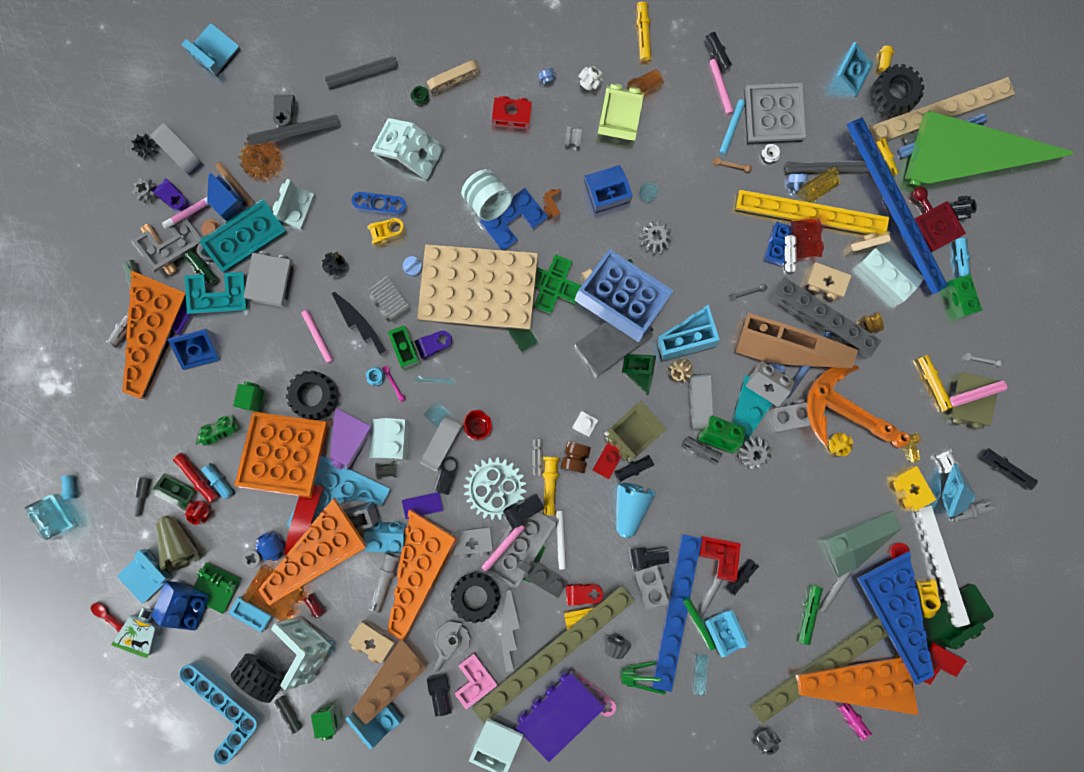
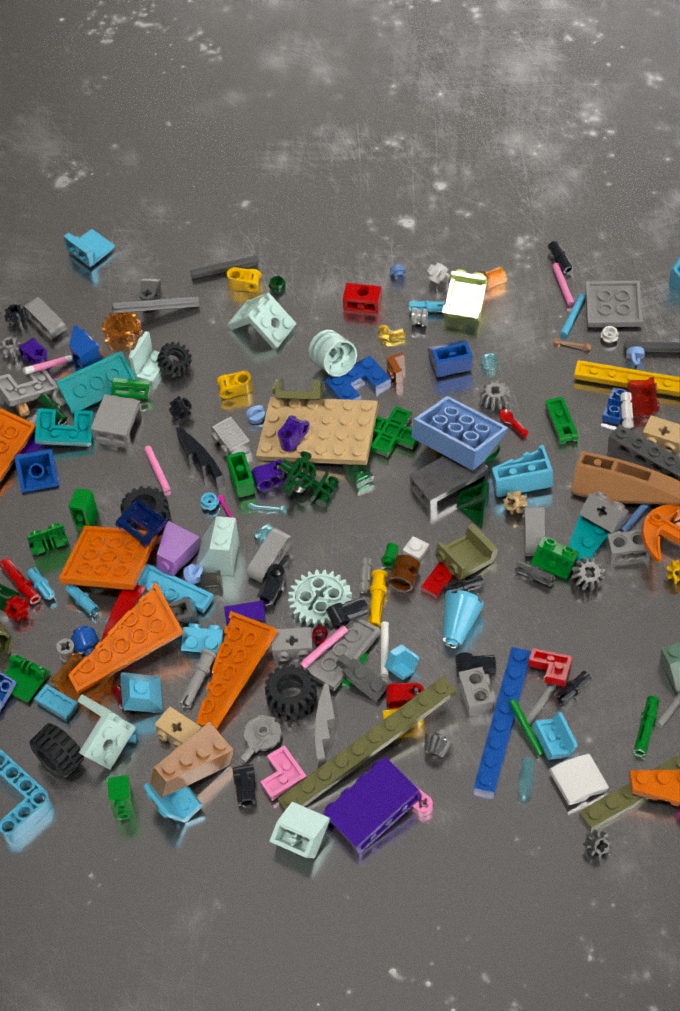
camera: 10 degrees right, 30 degrees down
(263, 499) = (82, 599): none -> medium azure axle
(278, 242) = (131, 386): none -> green tile
(287, 715) = (81, 798): dark grey axle -> none
(312, 415) = (145, 518): none -> clear blue plate
(331, 198) = (169, 366): none -> black tyre
(331, 602) = (141, 692): none -> medium azure slope
(365, 206) = (217, 359): blue beam -> none
(367, 467) = (193, 573): none -> light blue tile
(385, 91) = (242, 279): none -> yellow piece
(453, 76) = (320, 267): tan beam -> none
(454, 246) = (317, 393): none -> olive panel
(454, 297) = (292, 433): none -> dark purple piece
(464, 343) = (322, 488): none -> dark green piece
(477, 425) = (306, 542): red hair -> none
(498, 528) = (318, 630): none -> dark red pin
(542, 158) = (391, 335): none -> clear yellow arm
(560, 434) = (390, 554): none -> green pin
(579, 559) = (402, 662): none -> medium azure panel
(580, 121) = (432, 306): none -> medium azure axle
(631, 677) = (449, 775): green plant -> none
(643, 23) = (491, 246): yellow pin -> none
(669, 260) = (507, 417): none -> red piece
(724, 264) = (561, 420): none -> green plate
(733, 296) = (569, 448): dark grey hinge -> none
(749, 674) = (578, 779): none -> white slope
(821, 184) = (658, 358): clear yellow plate -> none

